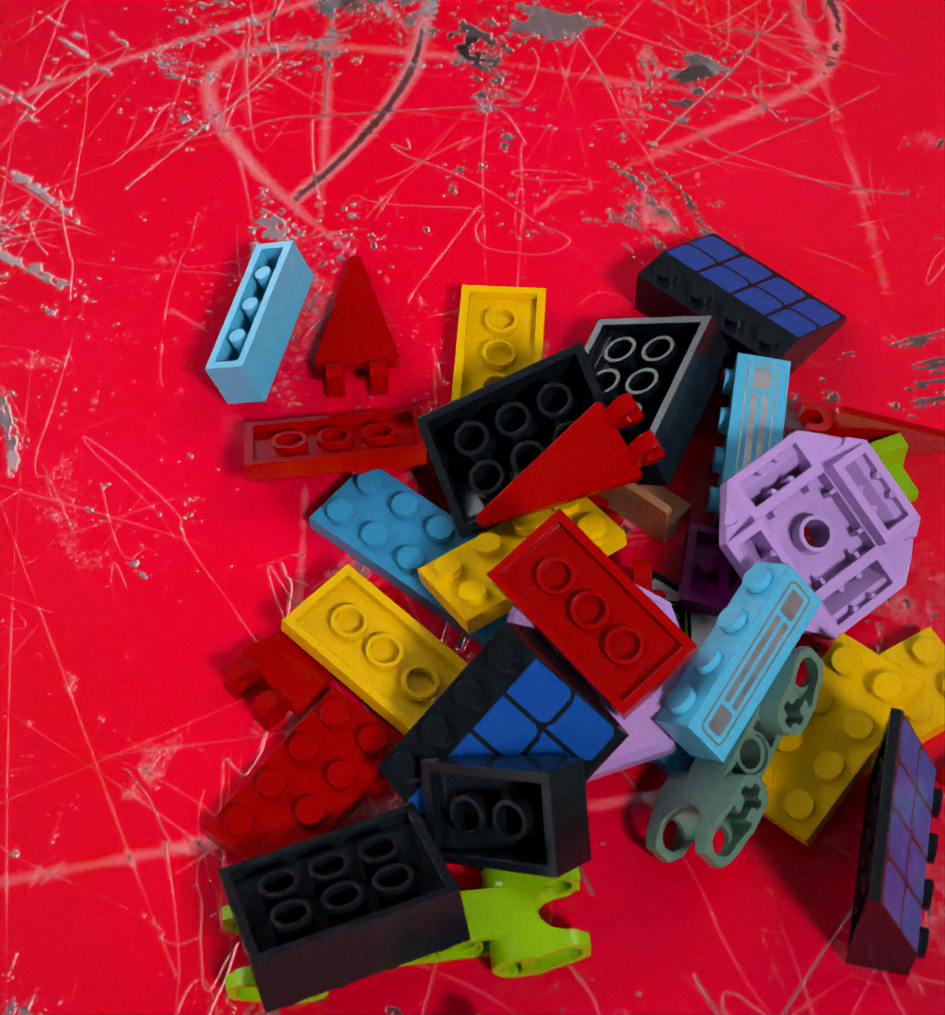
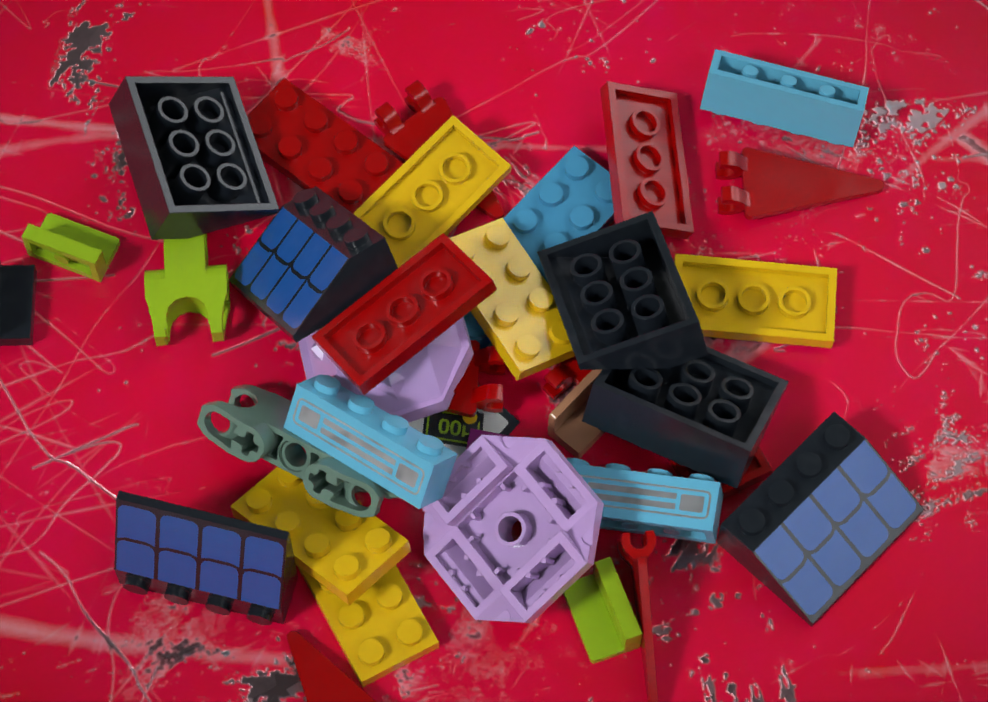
camera: 90 degrees right, 10 degrees up
(508, 812) = (249, 270): black slope -> none
(579, 463) = (579, 328): red flag -> none

